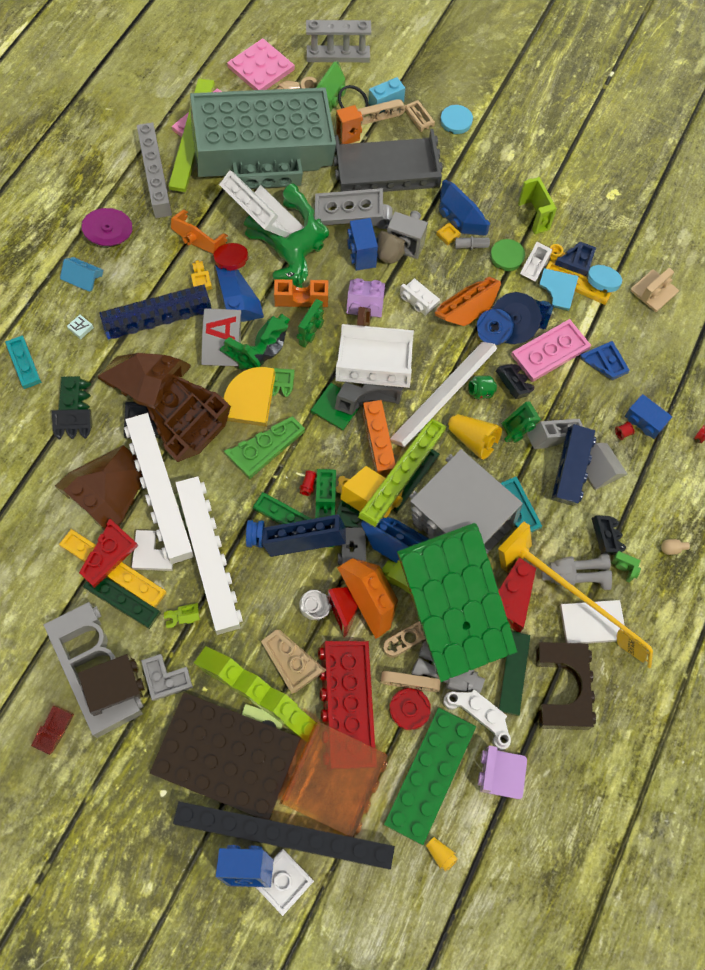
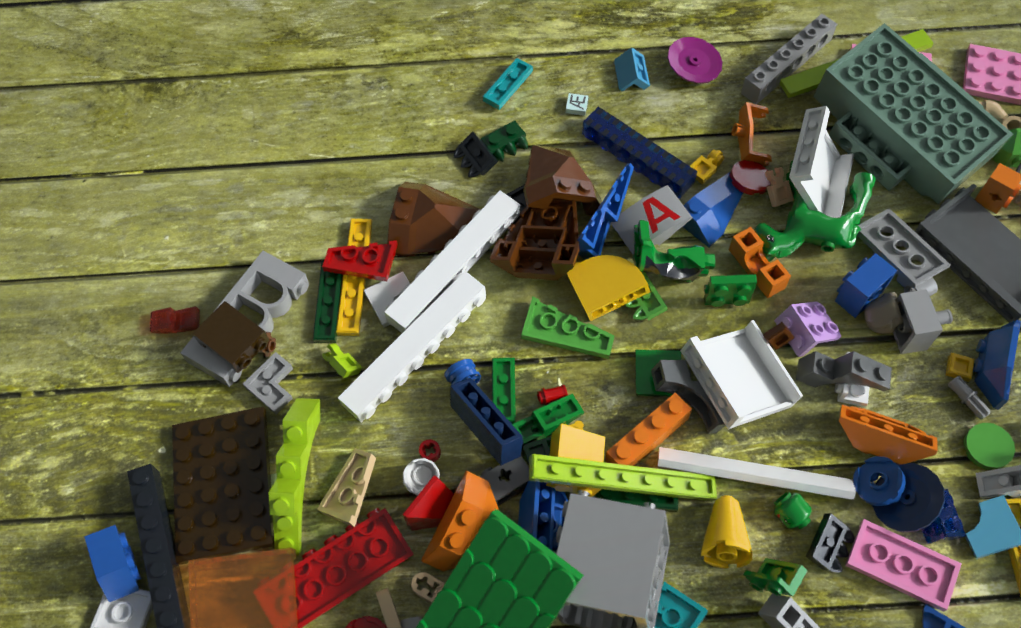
camera: 65 degrees right, 5 degrees down
(194, 360) = (594, 235): none -> blue wedge
(255, 245) = (780, 190): none -> light nougat plate
(290, 589) = (427, 444): none -> red bush
(415, 292) = (851, 368): none -> dark grey arch

